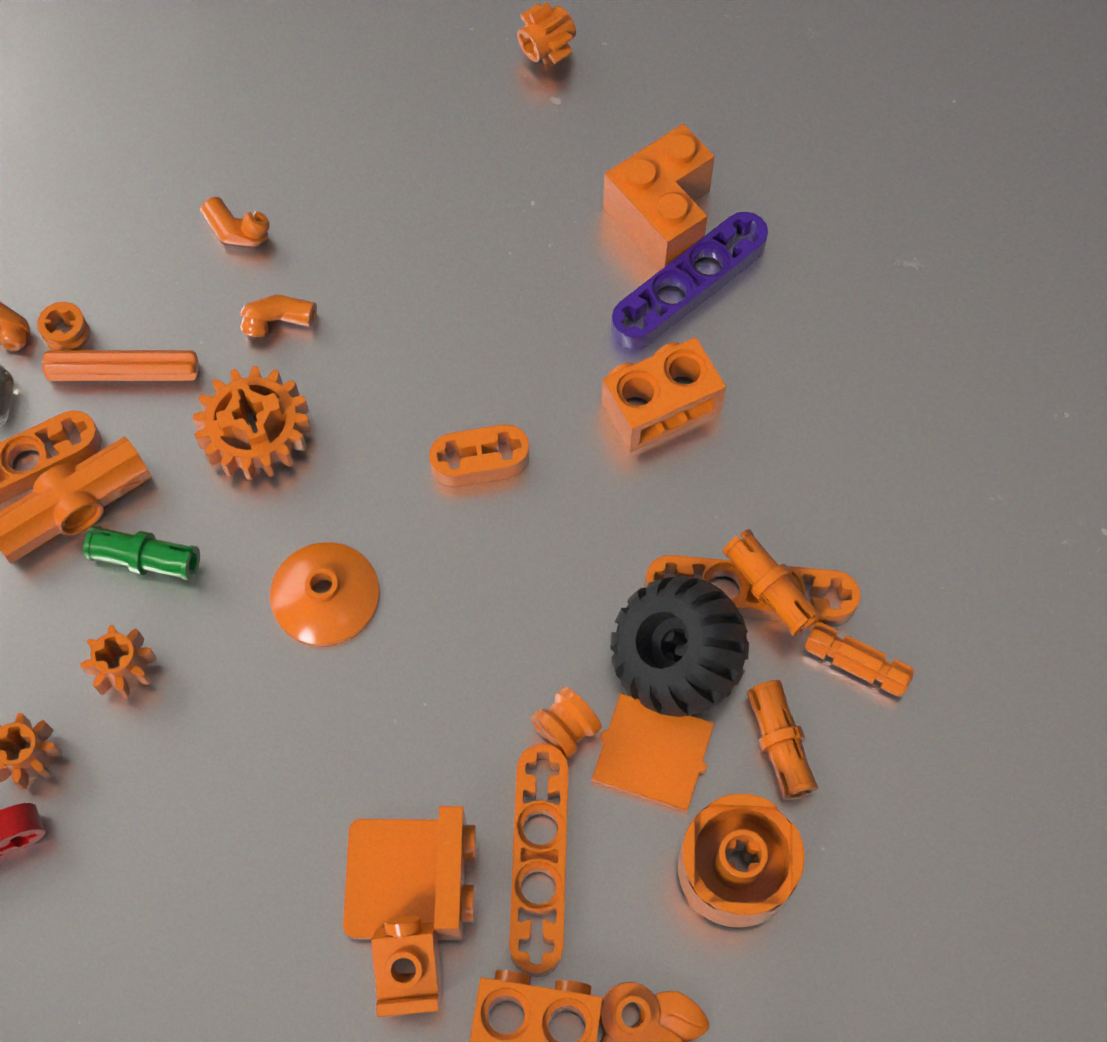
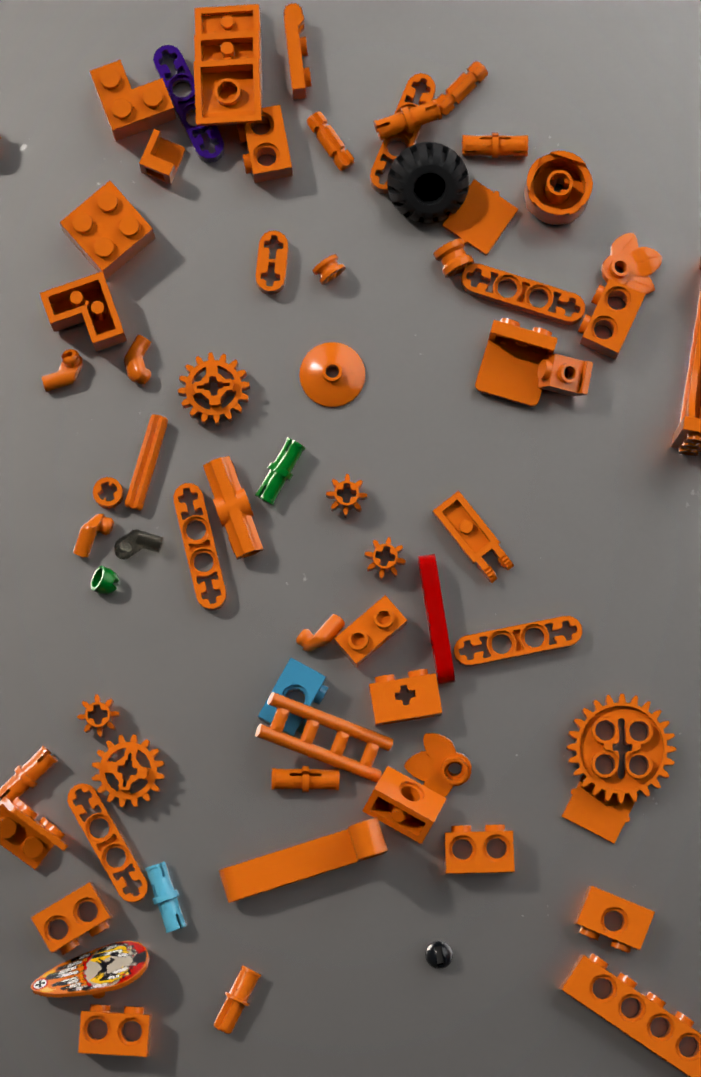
camera: 75 degrees left, 15 degrees up
(89, 887) = (471, 534): none -> orange hinge
(334, 220) = (87, 302): none -> orange brick
(458, 218) = (107, 230): none -> orange brick
(490, 536) = (328, 269): none -> orange bush
(594, 261) = (161, 158): none -> orange panel
(700, 487) = (330, 141): none -> orange axle
(762, 305) = (228, 65): none -> orange slope
(824, 395) = (296, 50): none -> orange hinge

